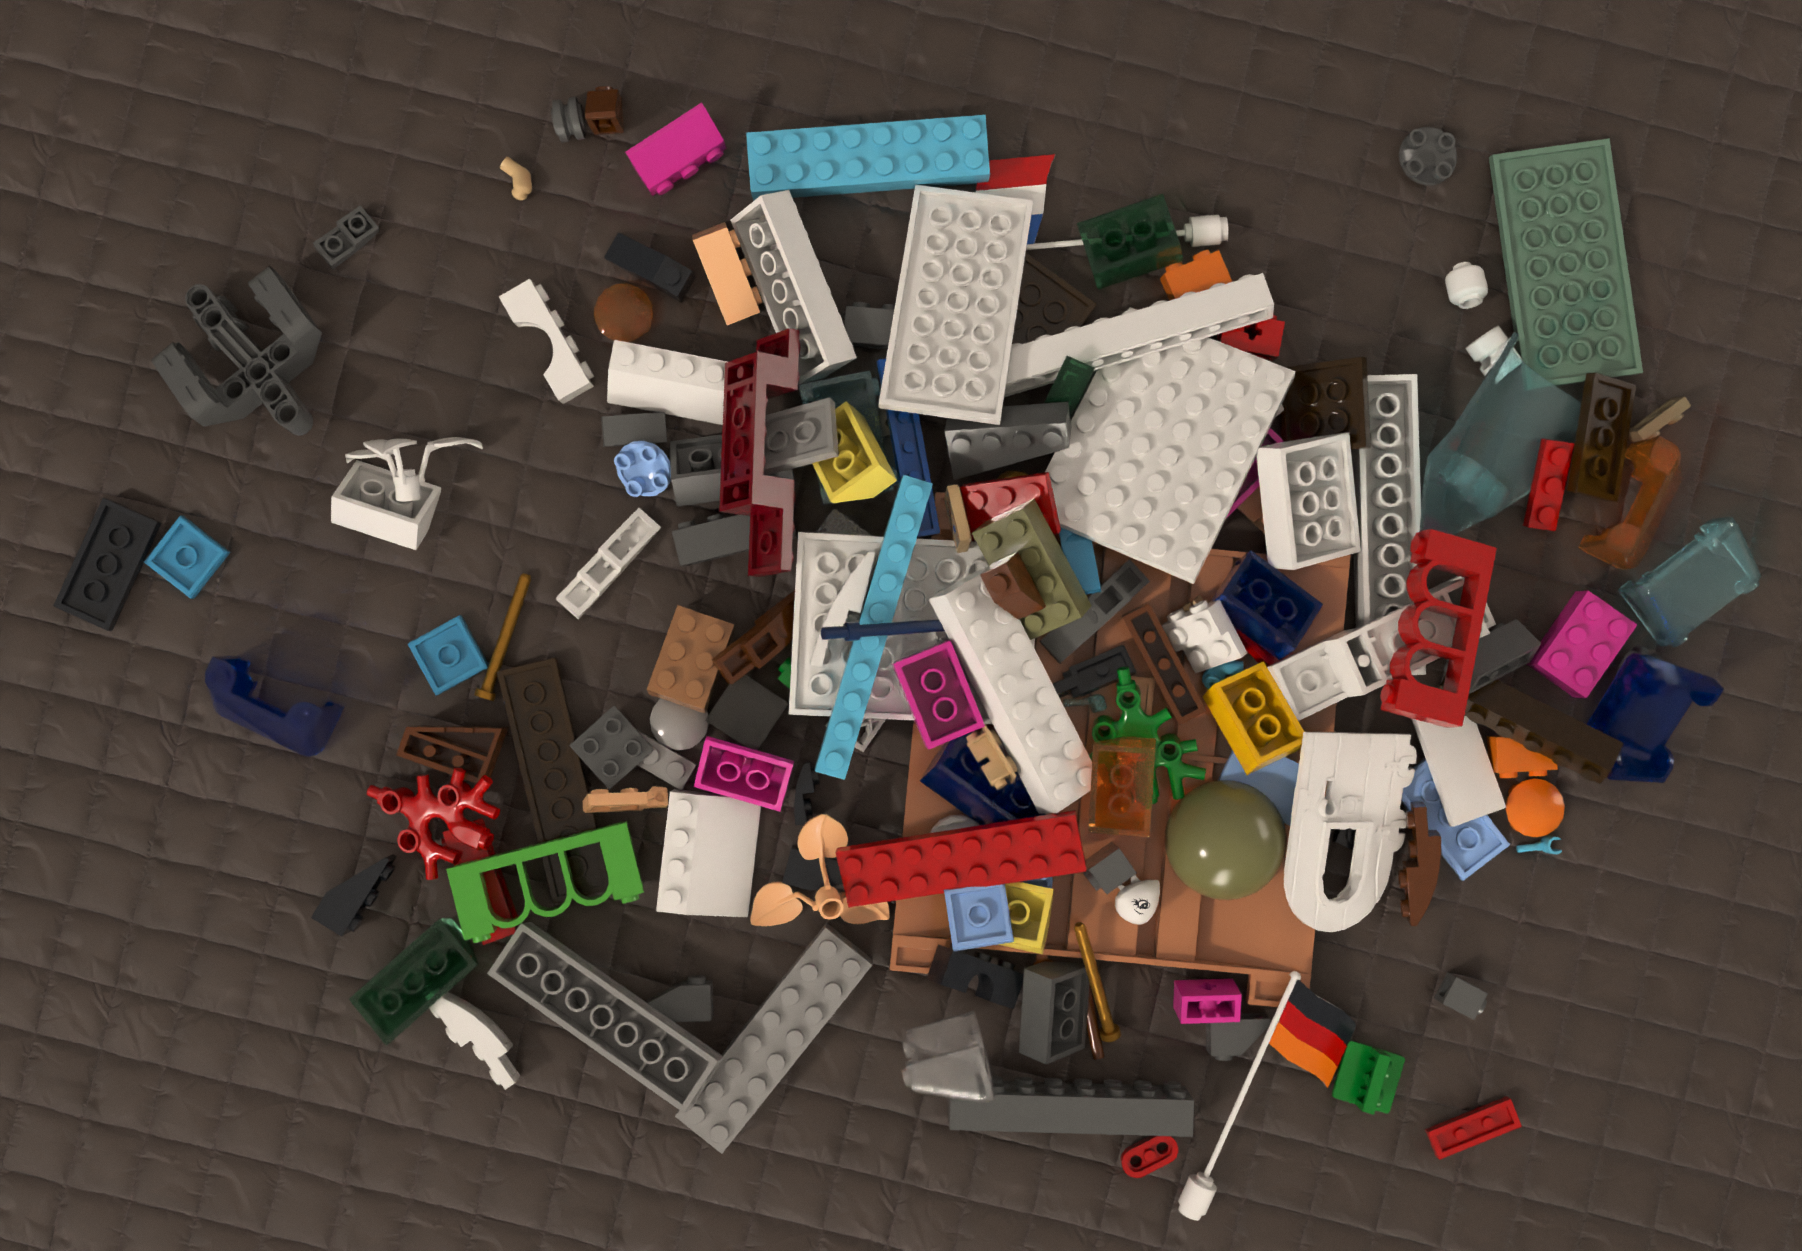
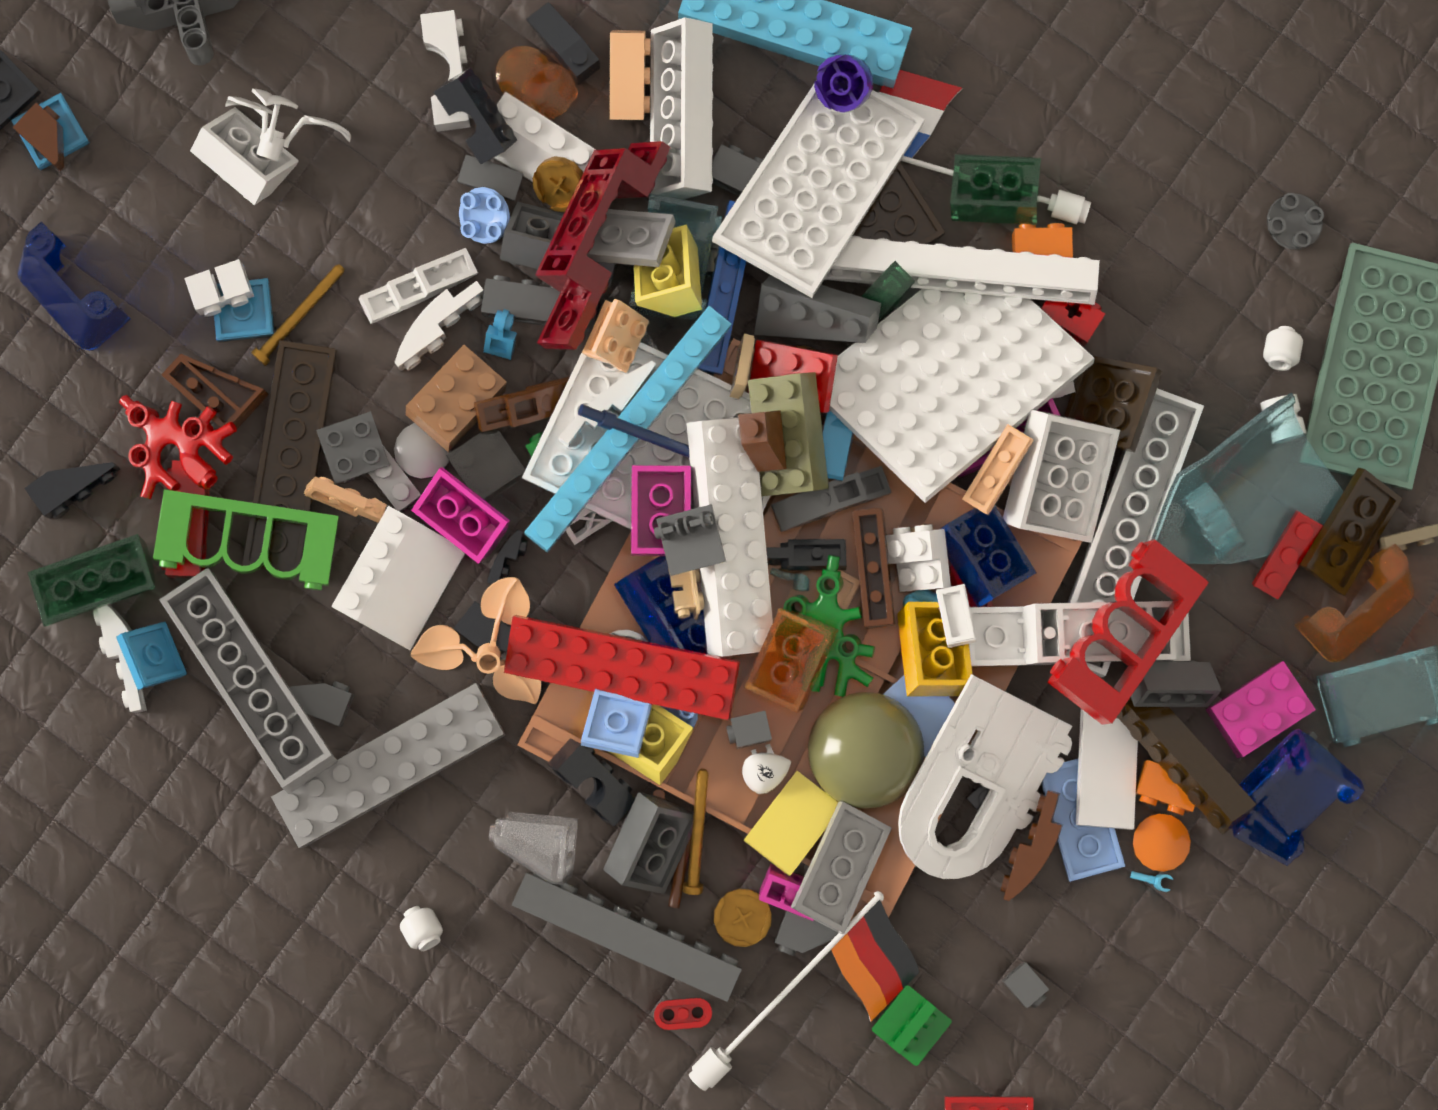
camera: 20 degrees right, 5 degrees down
(181, 564) = (44, 133): none -> reddish brown slope
(405, 655) = (233, 283): none -> white piece
(502, 1027) = (151, 655): none -> dark azure tile
(578, 359) = (468, 95): none -> black arch
(635, 605) = (426, 330): none -> white slope
(655, 319) = (549, 90): none -> clear orange dish
(701, 408) = (556, 182): none -> pearl gold tile
(708, 582) = (499, 337): none -> dark azure plate
(823, 539) = (616, 335): none -> light nougat bracket
(869, 1177) = (421, 928): none -> white head
(942, 197) = (843, 83): none -> dark purple cylinder
(981, 714) = (690, 540): none -> dark grey hinge
(1166, 1041) = (742, 918): none -> pearl gold tile
(1183, 937) = (792, 823): none -> light yellow tile
(1248, 963) = (841, 867): none -> light grey plate
(1249, 520) = (998, 469): none -> light nougat tile
(1265, 679) = (956, 615): none -> white tile

